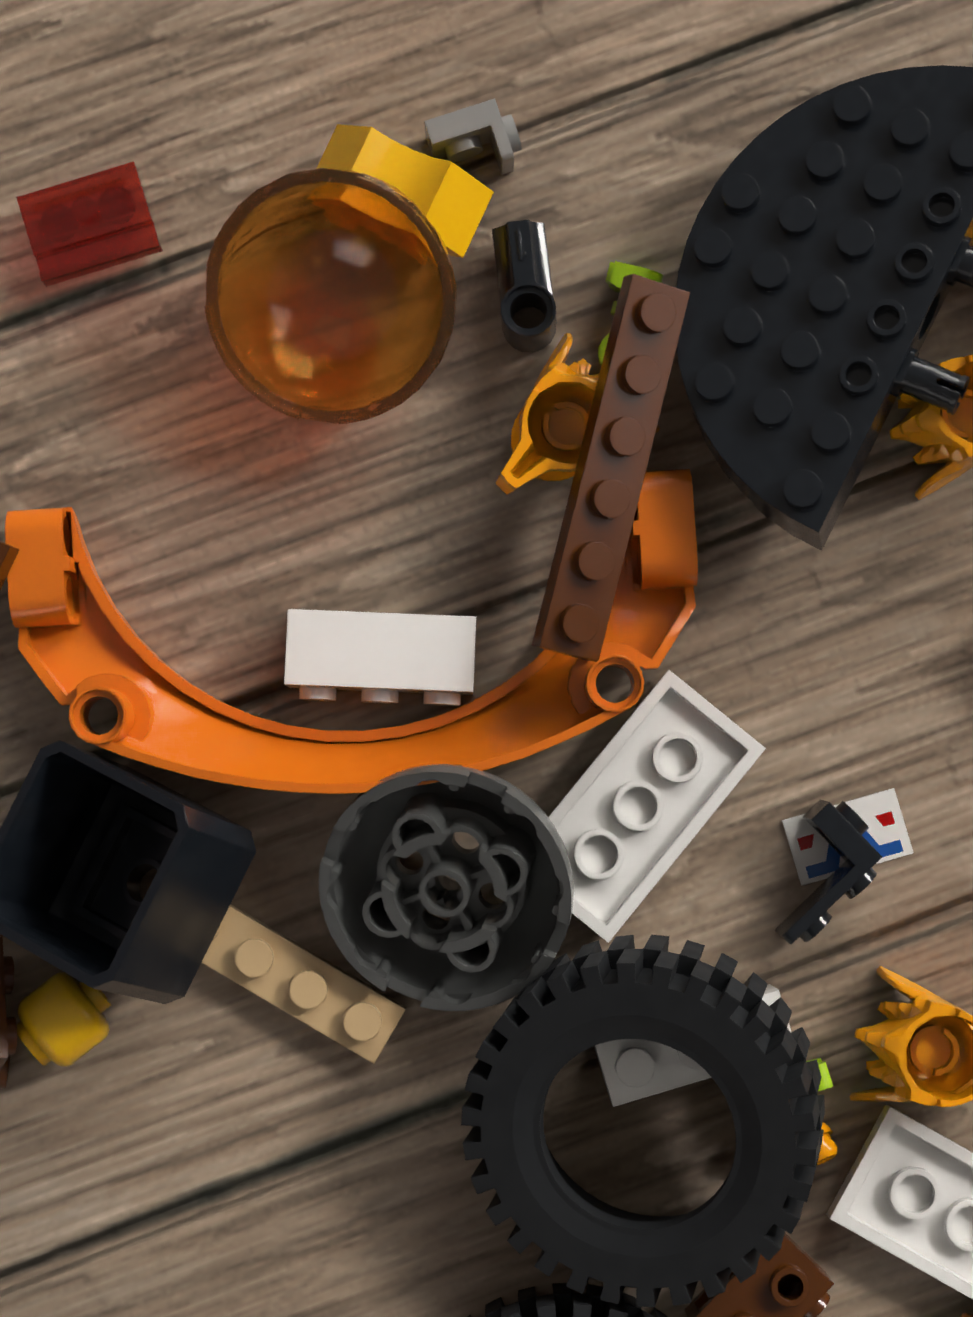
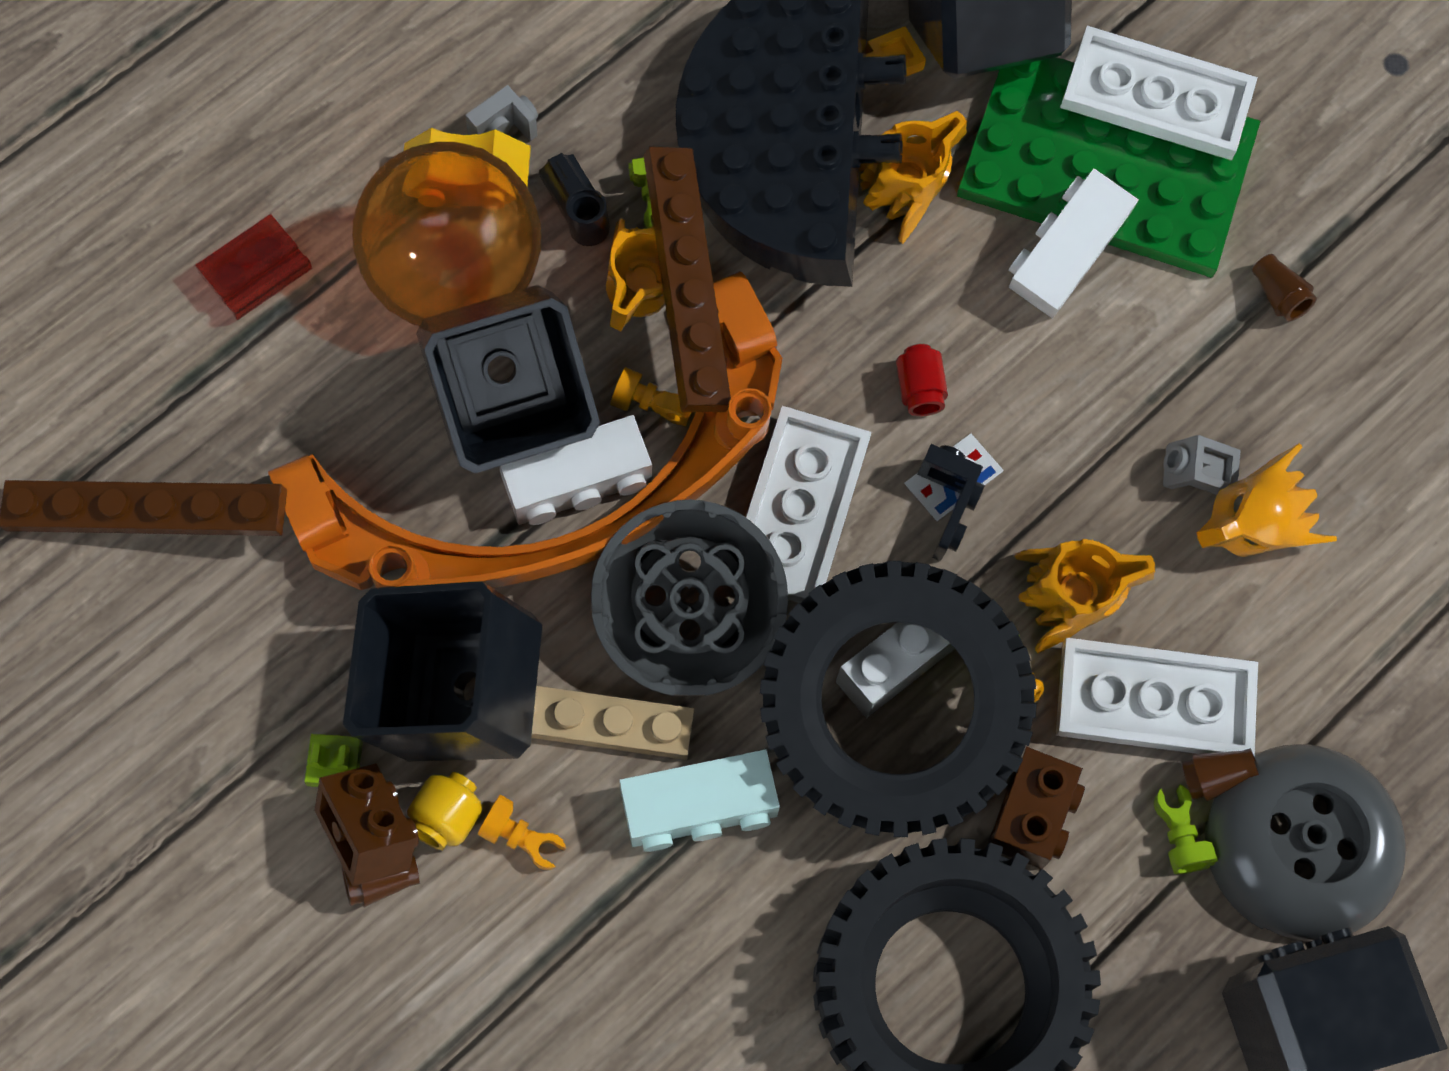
camera: 30 degrees left, 15 degrees down
(123, 1056) = (499, 824): none -> light orange piece
(319, 561) = (534, 409): none -> black plate
(364, 1127) = (699, 800): none -> light aqua brick
(509, 589) = (661, 402): none -> light orange piece
(860, 702) = (922, 380): none -> red brick

